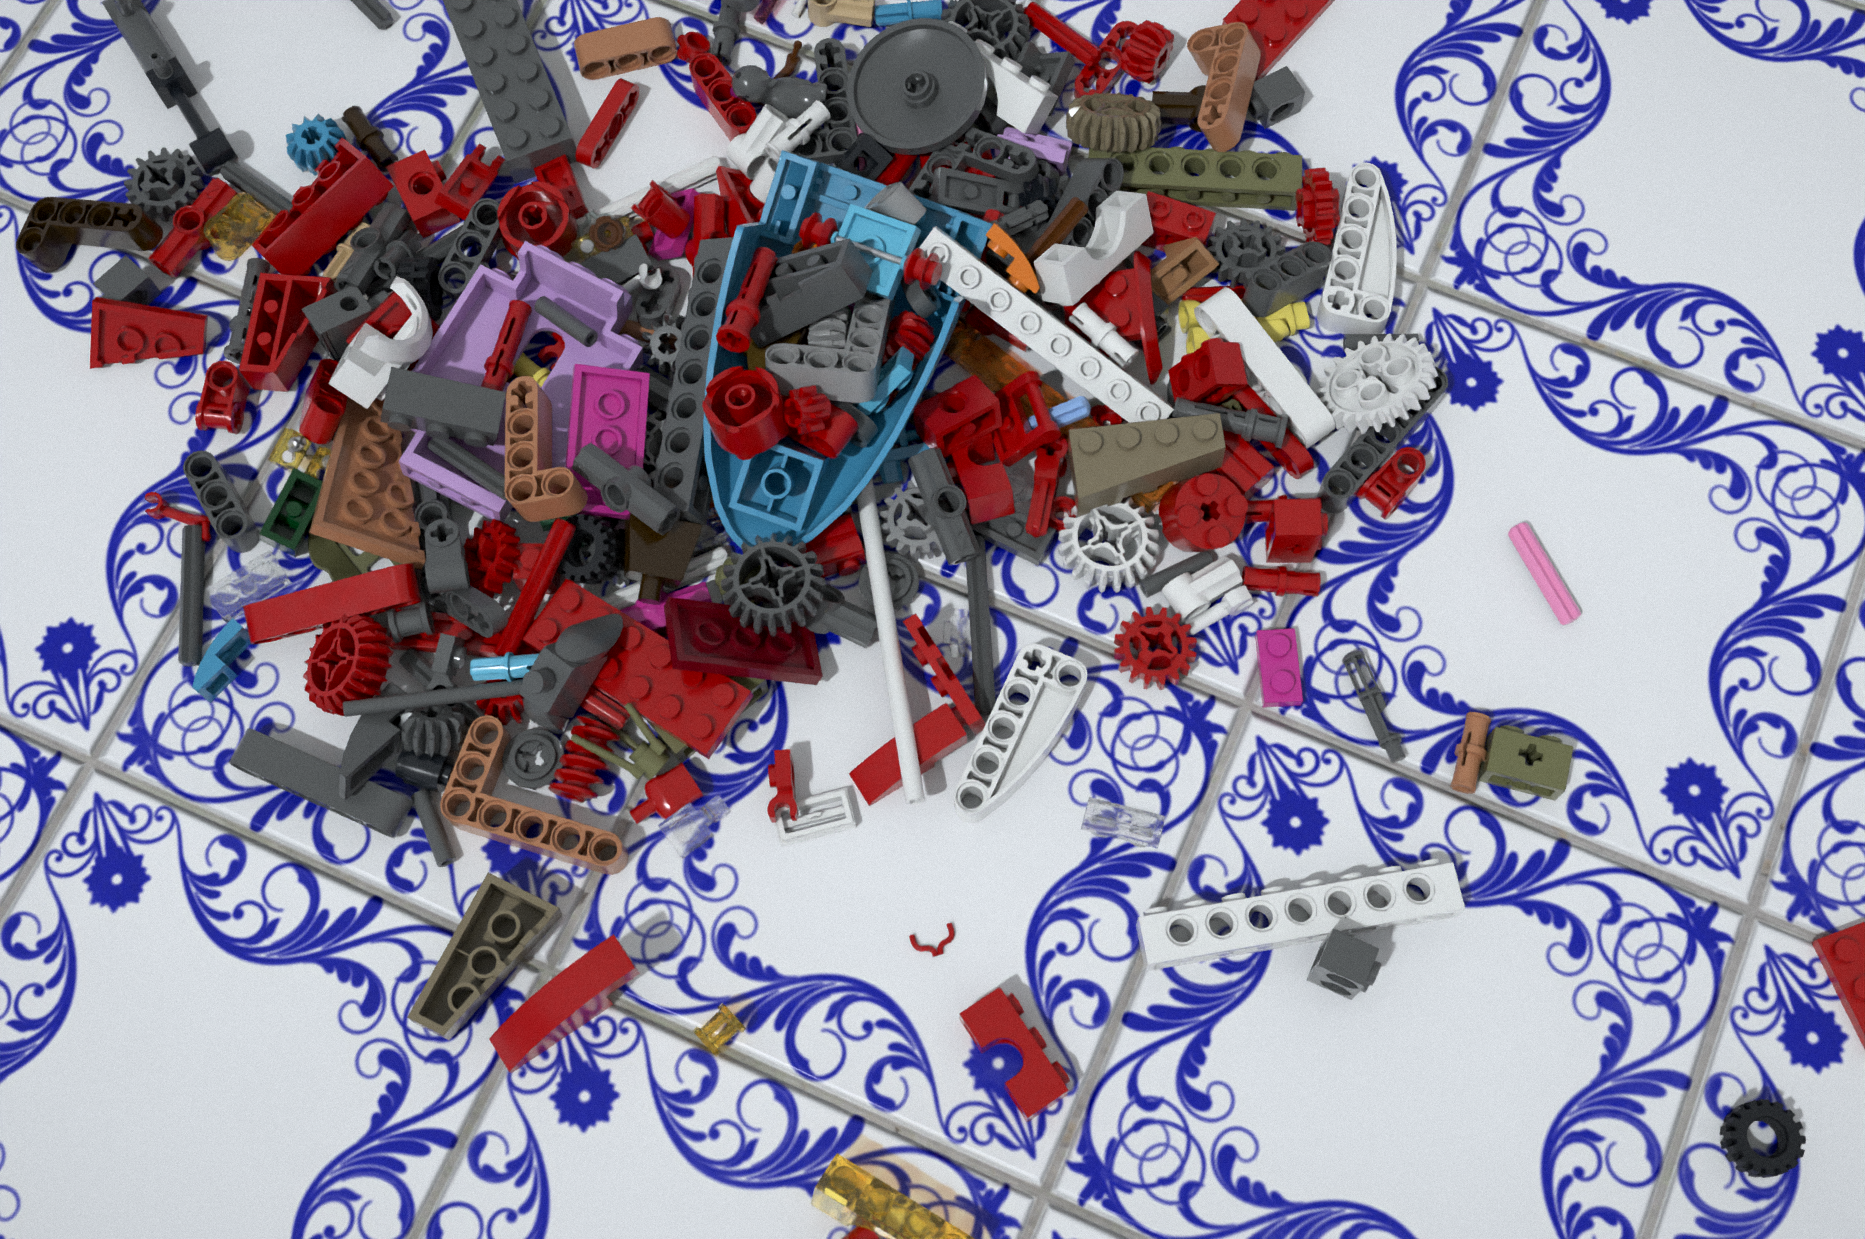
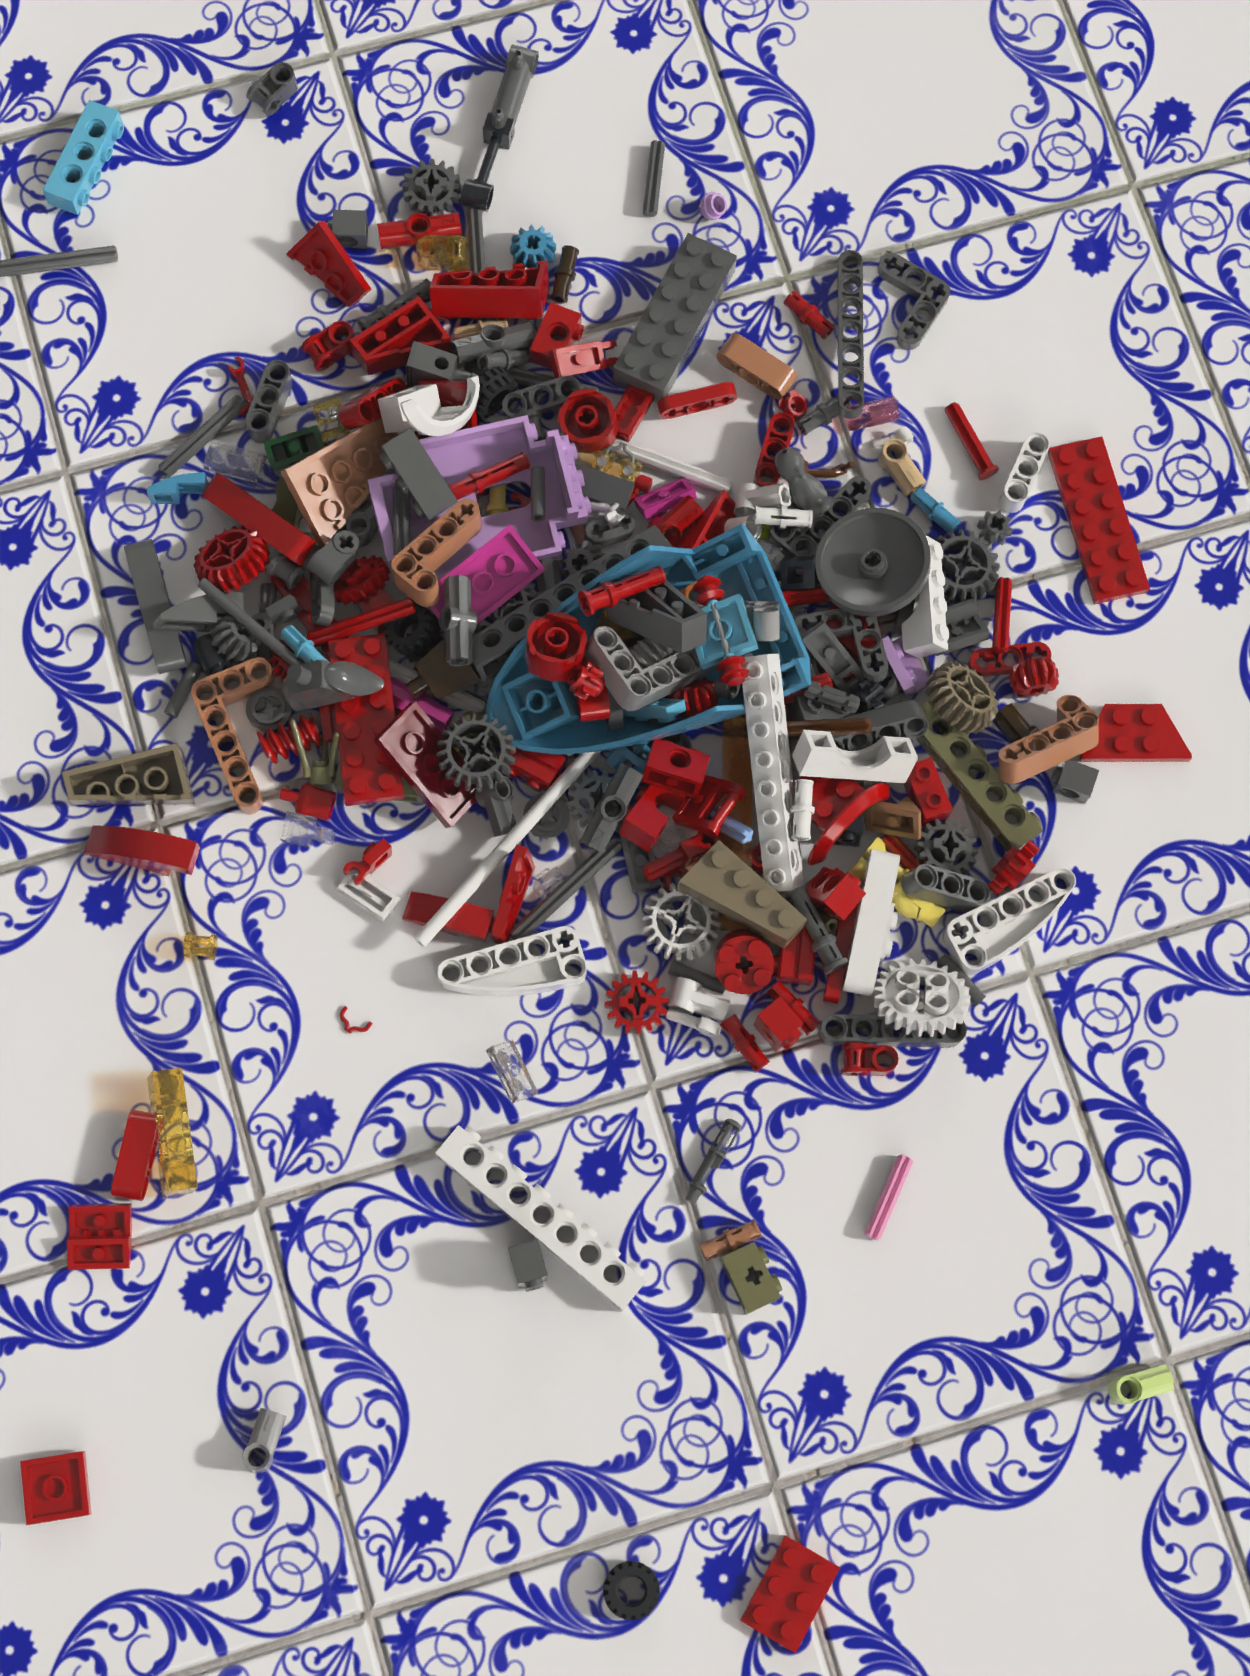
camera: 40 degrees right, 5 degrees up
(60, 222) = (354, 154): dark brown beam -> none
(604, 243) = (612, 471): reddish brown plate -> none
(662, 211) = (663, 483): red piece -> none
(998, 1021) = (318, 1146): red arch -> none
(1020, 268) = (800, 703): orange slope -> none
(1278, 668) = (689, 1085): dark pink plate -> none

